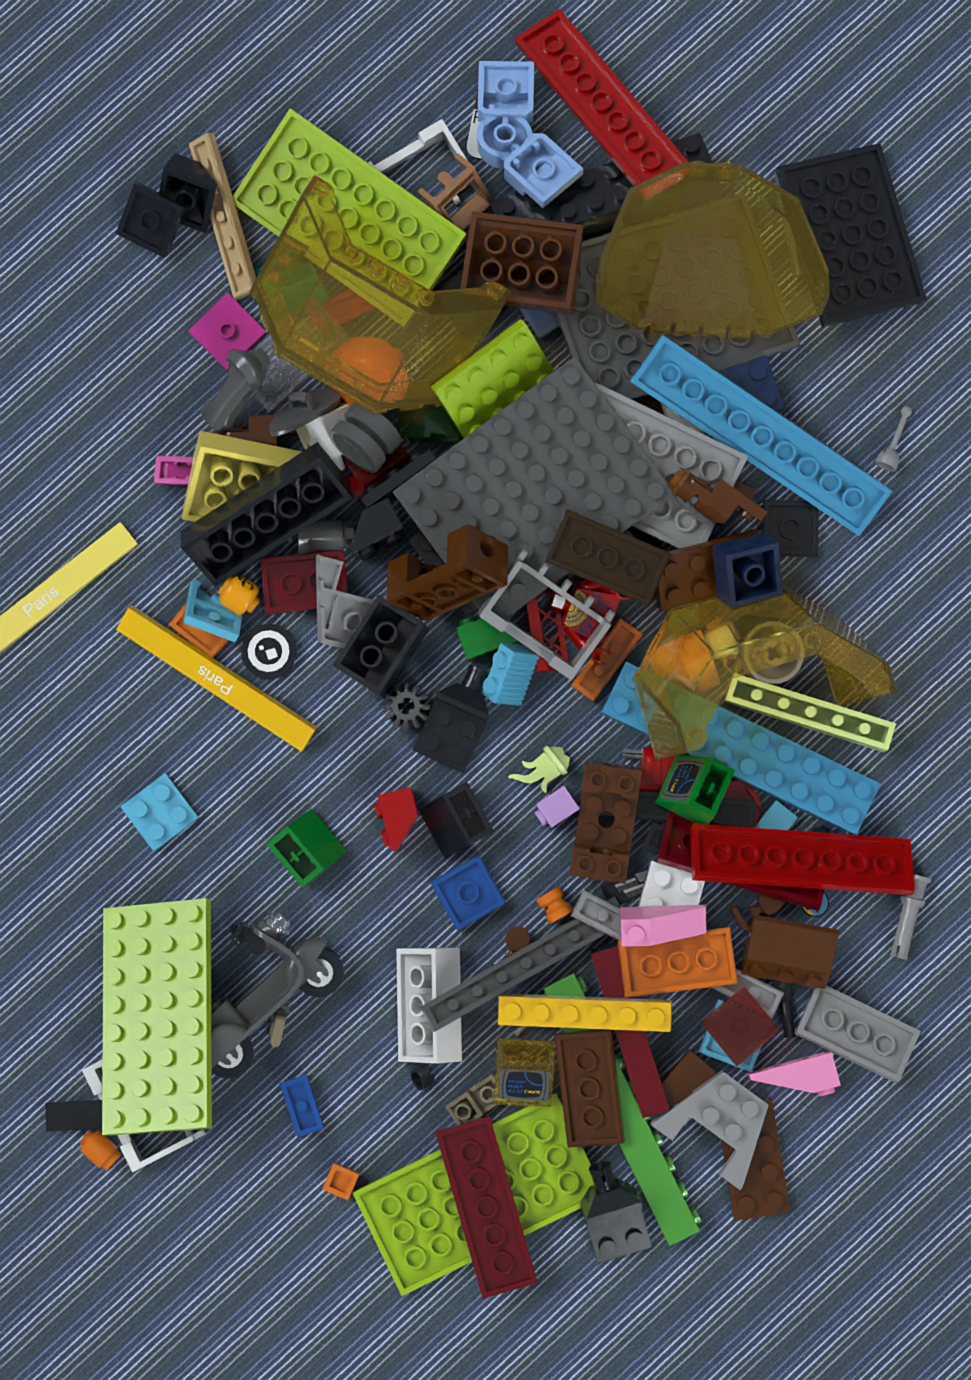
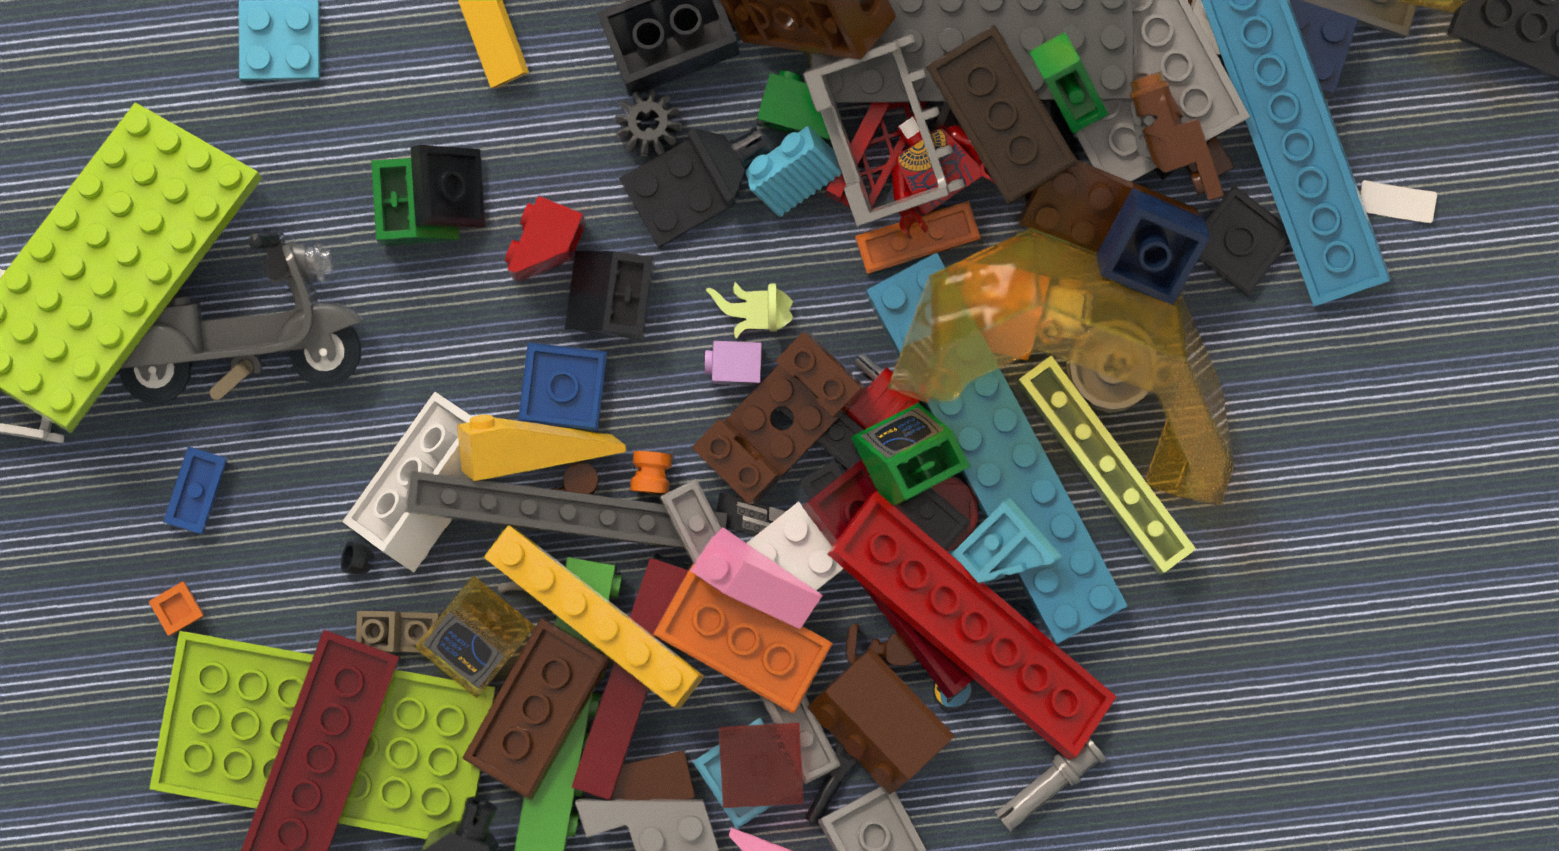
camera: 30 degrees right, 0 degrees up
(319, 827) = (447, 187): none -> black tile
(465, 950) = (504, 446): none -> yellow slope
(633, 511) = (1069, 82): none -> green slope
(788, 800) = (1005, 545): none -> medium azure wing
(862, 441) = (1398, 201): none -> white sticker
(888, 458) = (1414, 241): light grey hinge -> none

